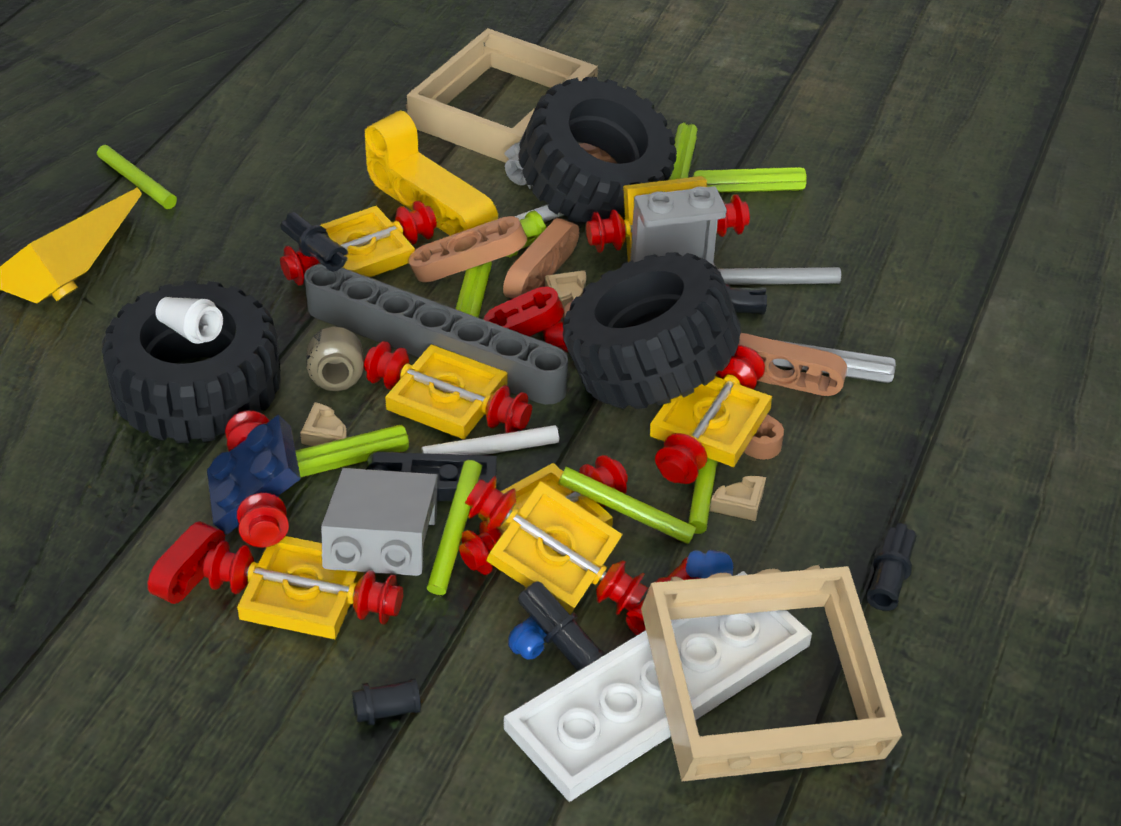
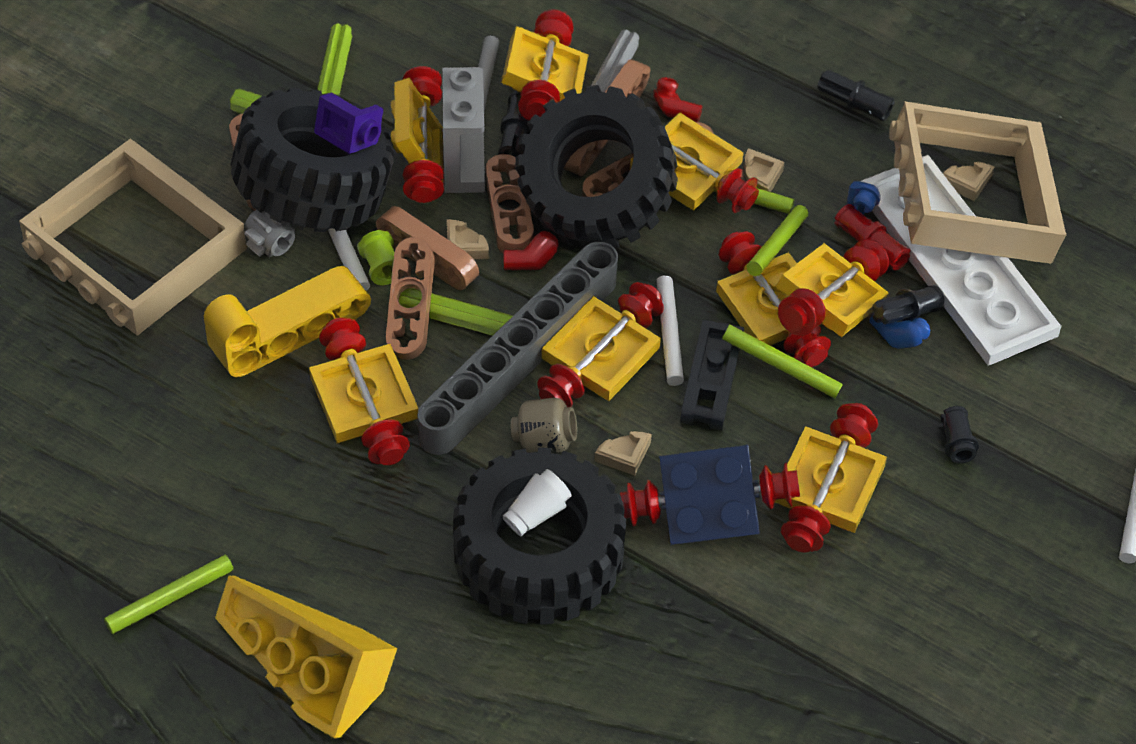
camera: 80 degrees left, 10 degrees up
(183, 563) = (793, 561): red beam -> none
(314, 242) = (395, 410): black axle -> none
(351, 450) = (660, 421): lime axle -> none
(379, 521) = (781, 401): light grey panel -> none
(526, 312) = (505, 273): red beam -> none
(611, 138) = (346, 124): none -> dark purple bracket
(804, 300) = (543, 64): none -> plate
(804, 692) = (969, 179): none -> tan tile
(811, 411) = (670, 102): none -> red arm

